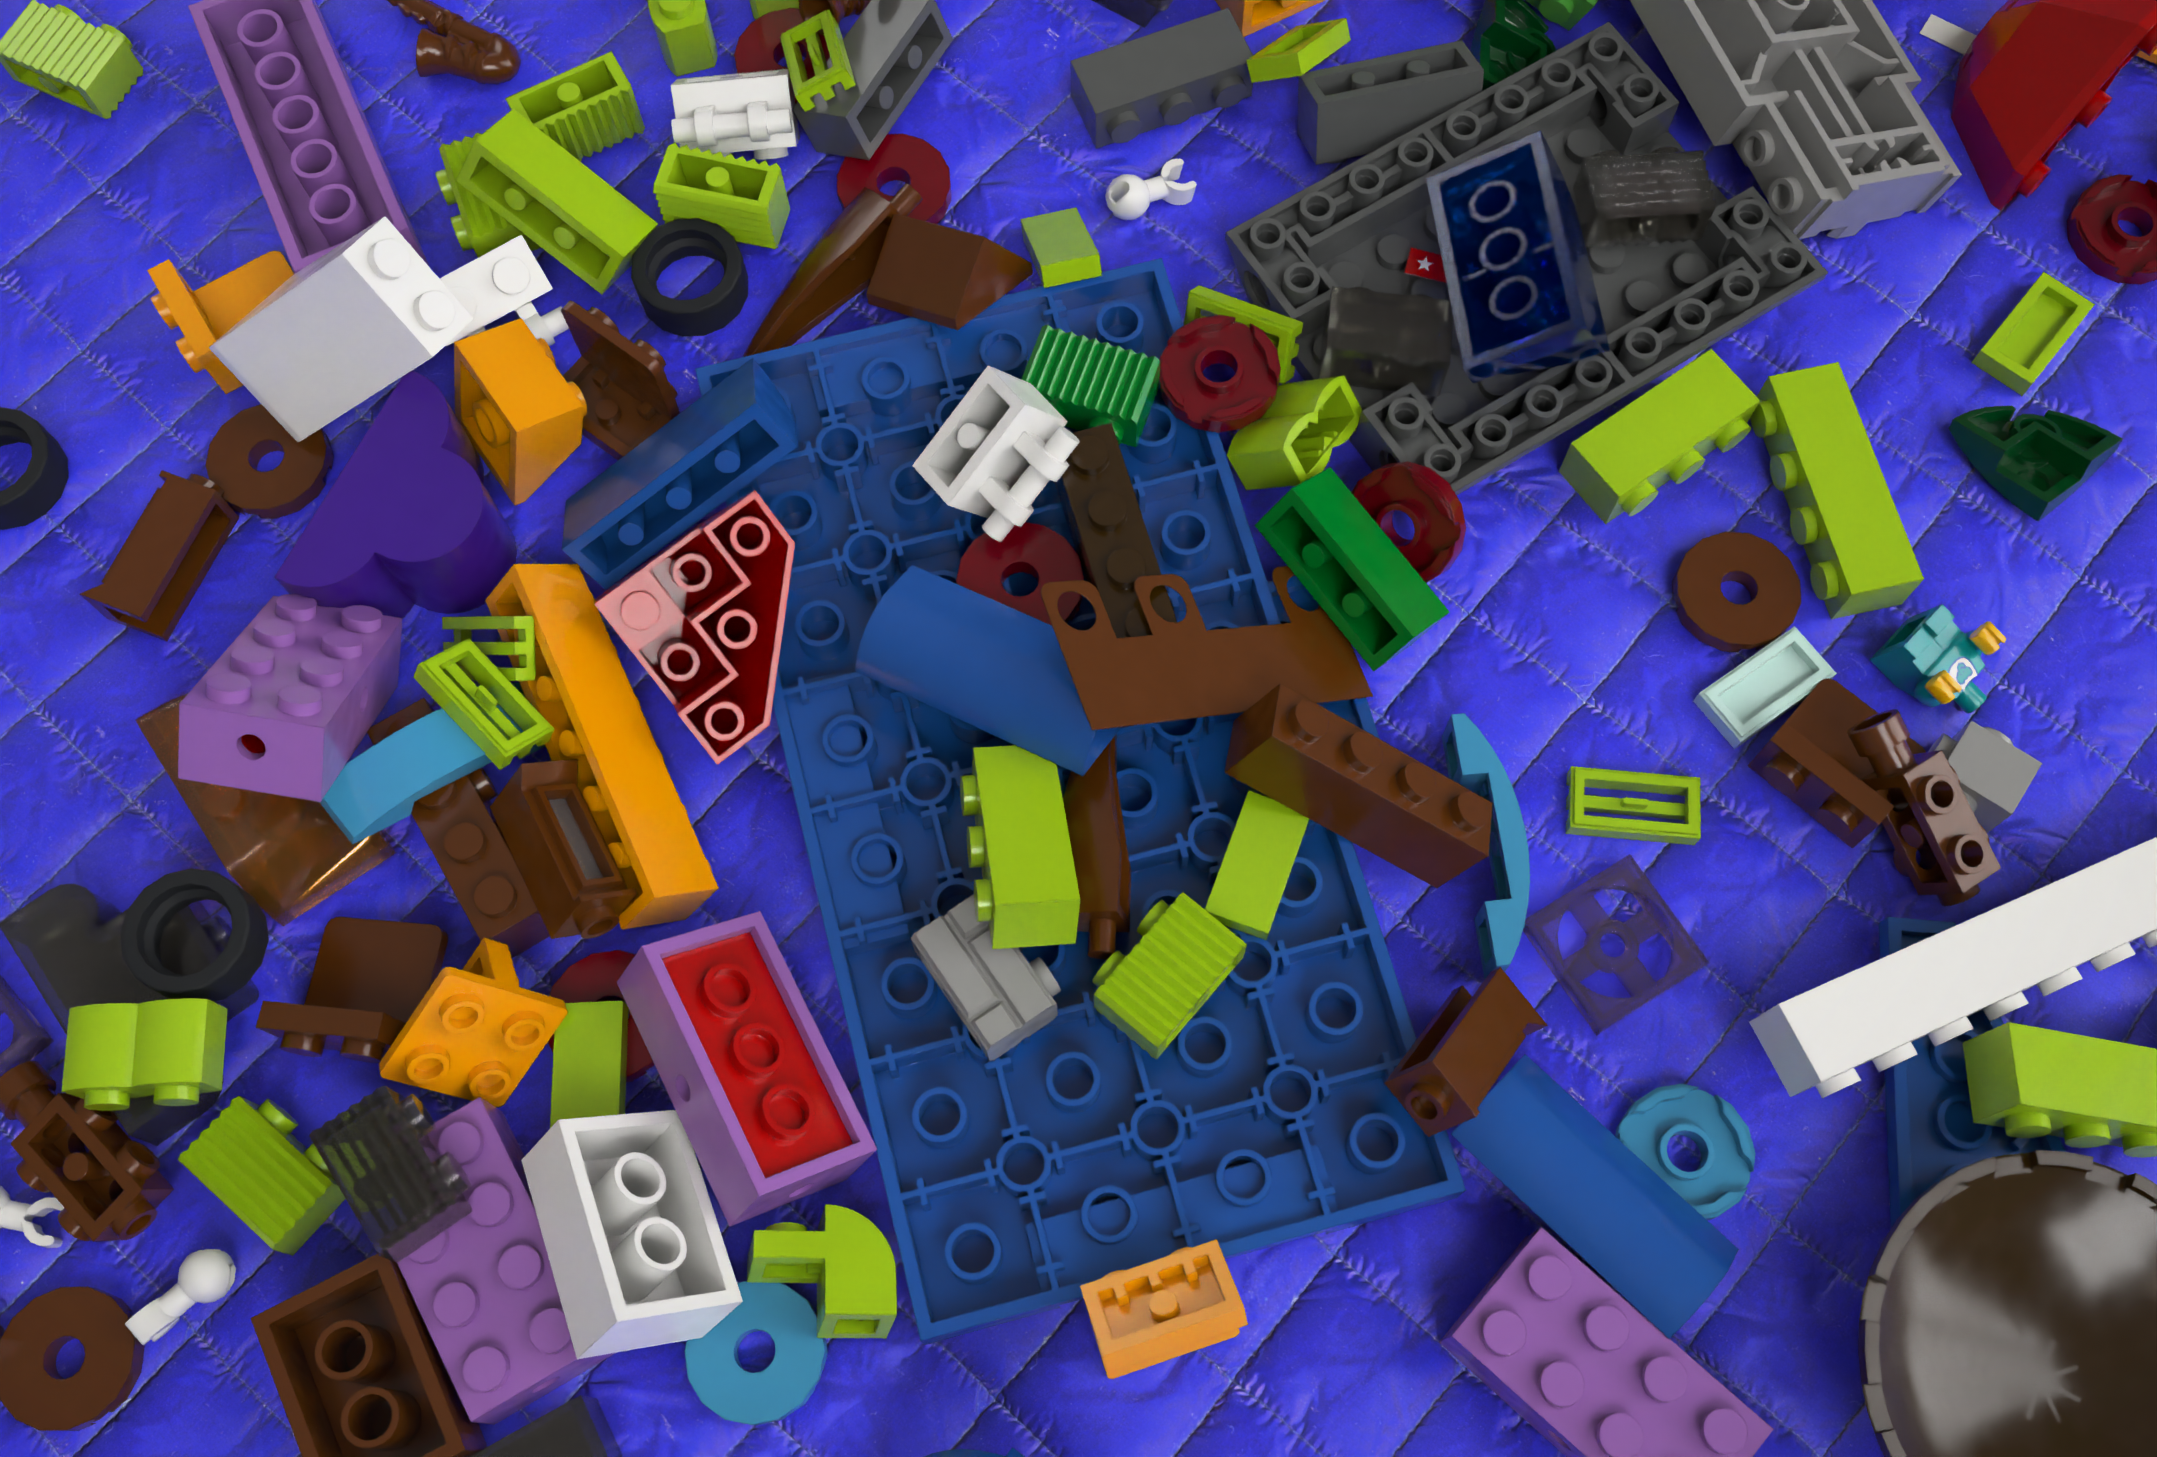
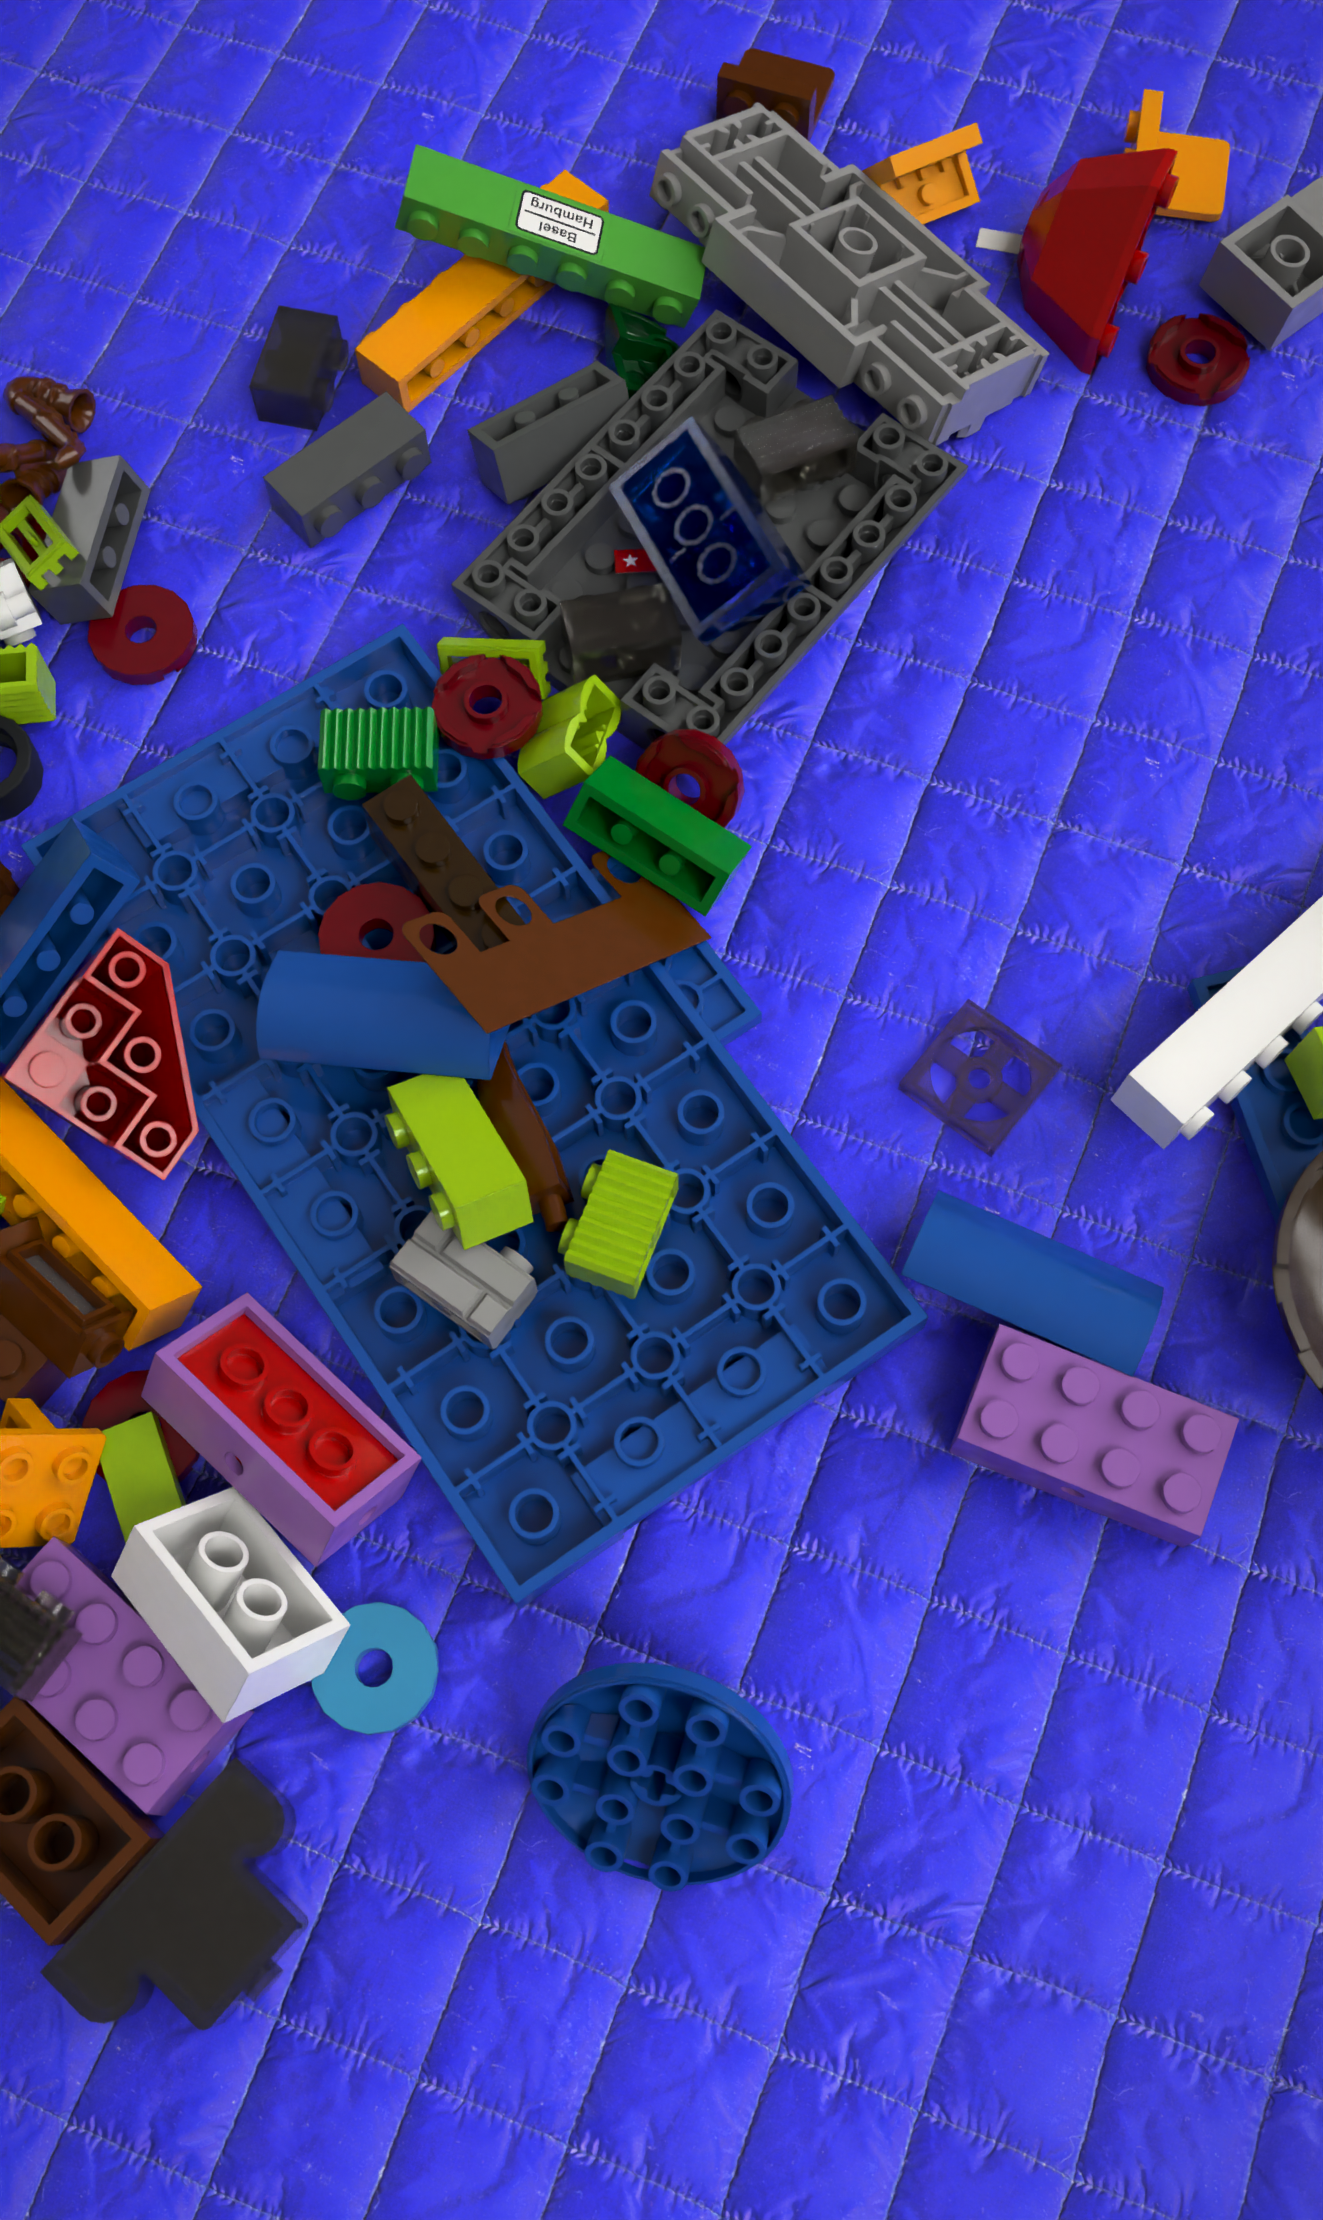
camera: 20 degrees left, 0 degrees up
(833, 269) = (119, 716): reddish brown piece -> none
(847, 1262) = (425, 1561): lime brick -> none
(941, 272) = (213, 693): reddish brown slope -> none
(997, 451) = (319, 829): white brick -> none
(1060, 247) = (310, 641): lime tile -> none
(1131, 195) = (357, 579): white arm -> none
(1163, 1309) = (713, 1502): light orange bracket -> none
(1256, 865) = (664, 1107): lime tile -> none
(1298, 50) = (459, 410): lime tile -> none
(1359, 786) = (726, 1013): reddish brown brick -> none
(1463, 1053) = (888, 1204): reddish brown window -> none
(1478, 768) = (821, 971): dark azure slope -> none
(1630, 828) = (961, 978): lime tile -> none
(1659, 437) = (876, 647): lime brick -> none
(1712, 1125) = (1110, 1198): dark azure tile -> none
(1758, 567) = (987, 728): reddish brown tile -> none
(1763, 687) = (1031, 826): light aqua tile -> none
(1819, 767) = (1111, 866): reddish brown bracket -> none
(1835, 492) = (1033, 646): lime brick -> none
(1927, 812) = (1194, 884): reddish brown brick -> none
(1937, 659) = (1162, 758): teal piece -> none
(1989, 771) = (1224, 842): light grey brick -> none
(2032, 333) = (1149, 468): lime tile -> none
(2035, 457) = (1184, 568): dark green brick -> none

